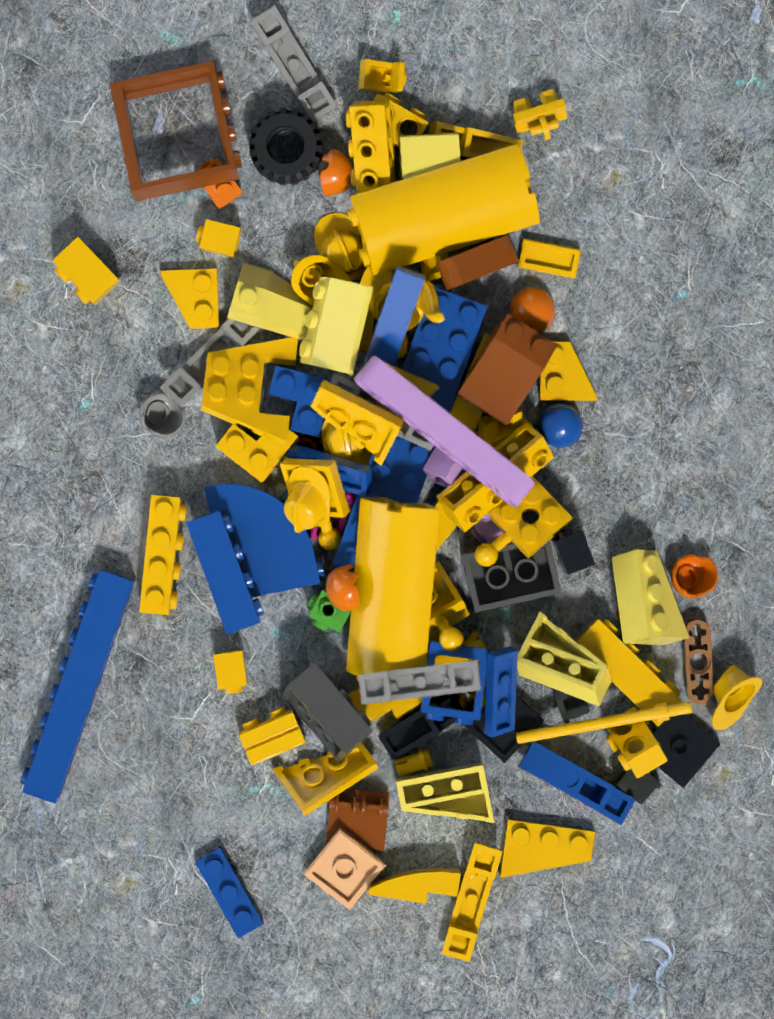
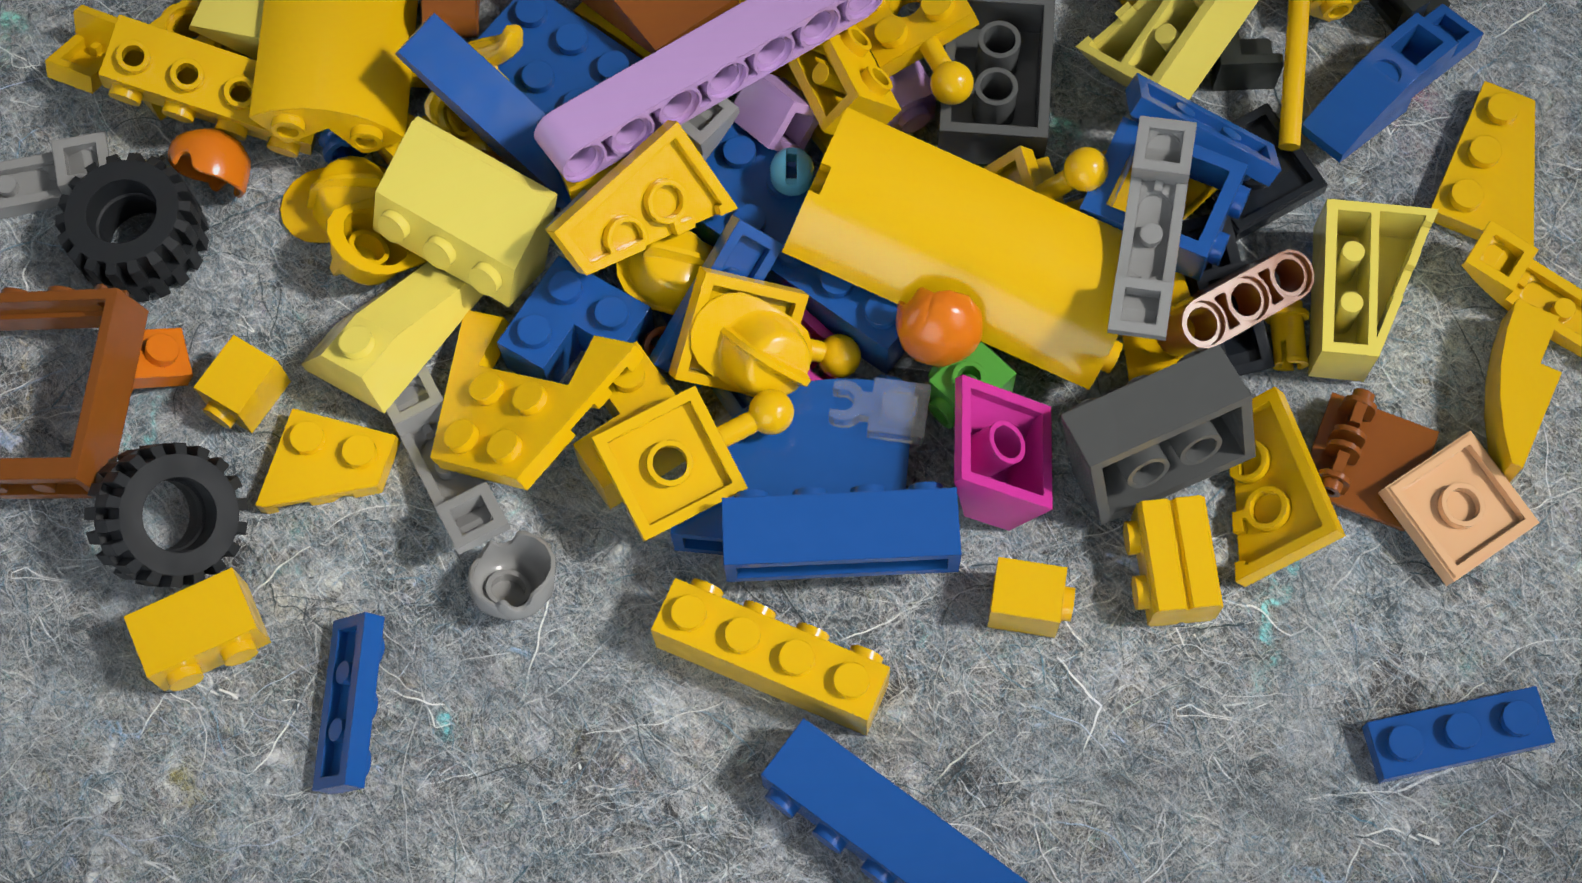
camera: 70 degrees left, 20 degrees down
(75, 357) = (349, 704): none -> blue plate
(136, 217) = (211, 519): none -> black tyre
(253, 480) = (689, 428): none -> yellow plate
(295, 637) = (1001, 454): none -> dark pink slope
(301, 576) = (893, 409): none -> clear plate
(413, 493) = (804, 168): none -> medium azure hinge
(414, 744) = (1256, 297): none -> dark orange beam

